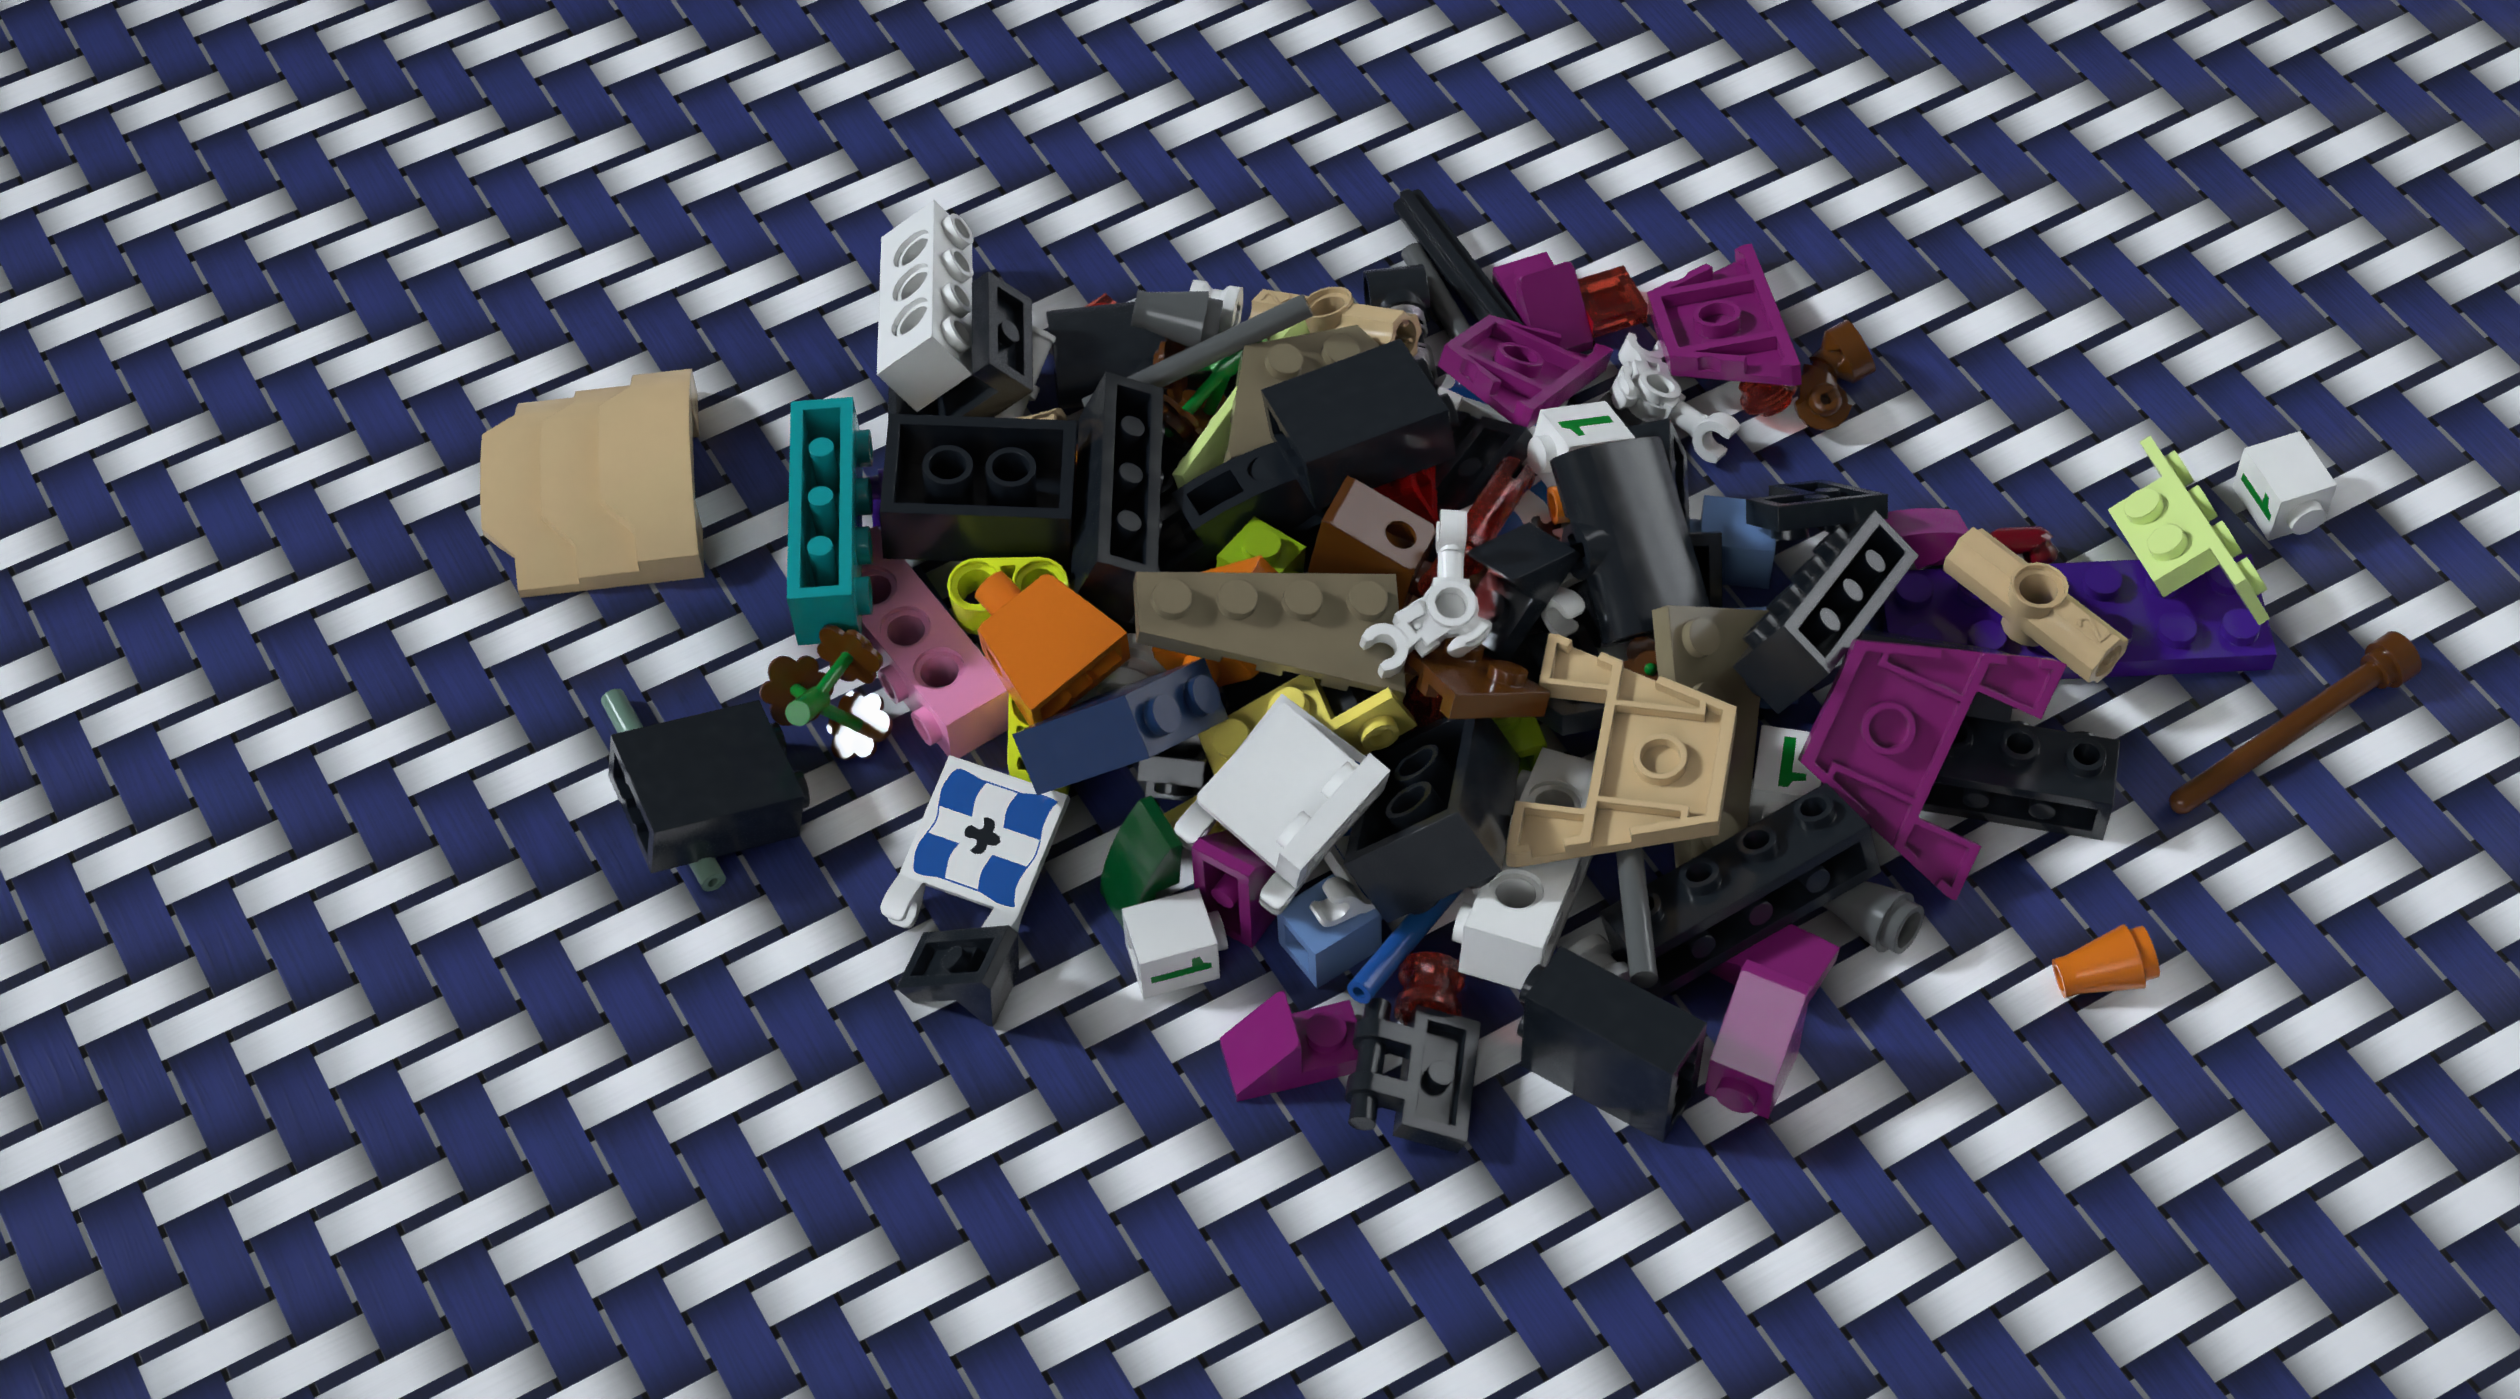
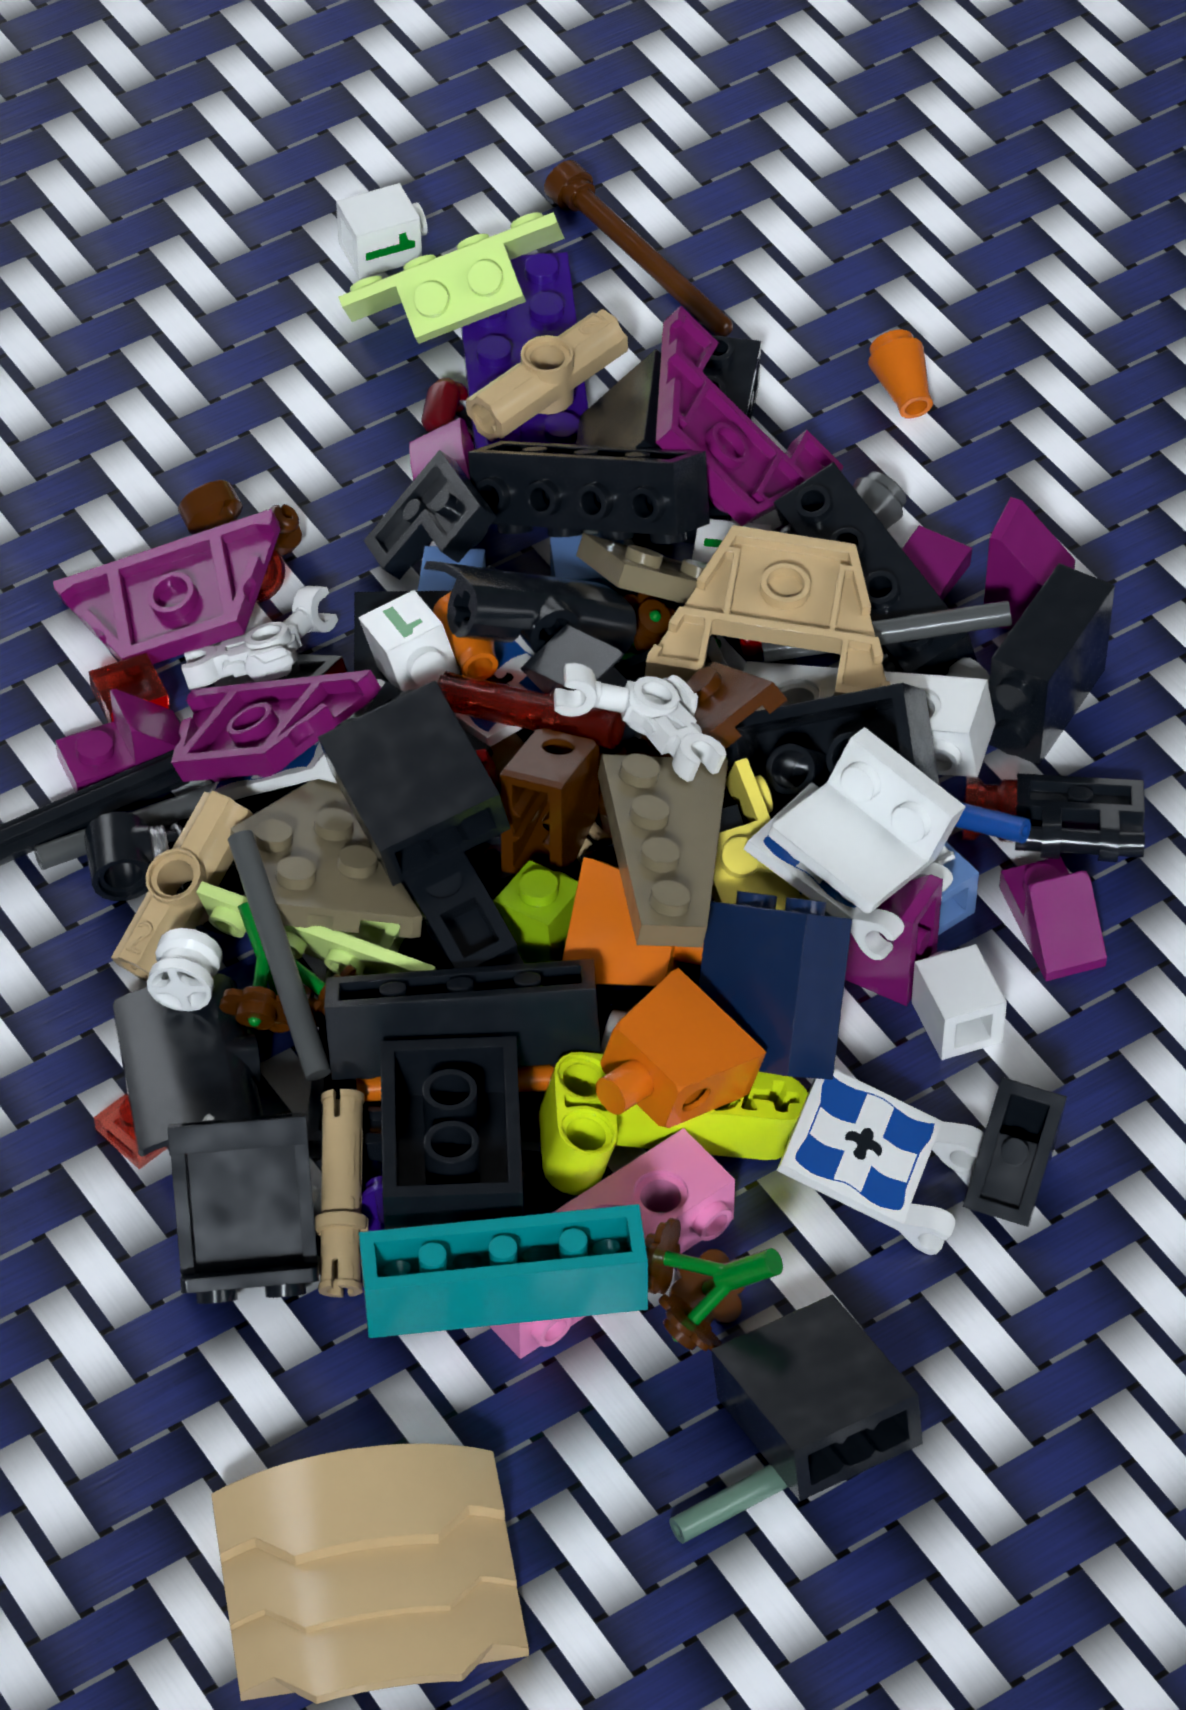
camera: 95 degrees left, 5 degrees down
(925, 305) = (49, 1279): white brick -> none
(1141, 859) = (898, 1006): dark green slope -> none
(1178, 315) = (228, 960): dark grey cone -> none

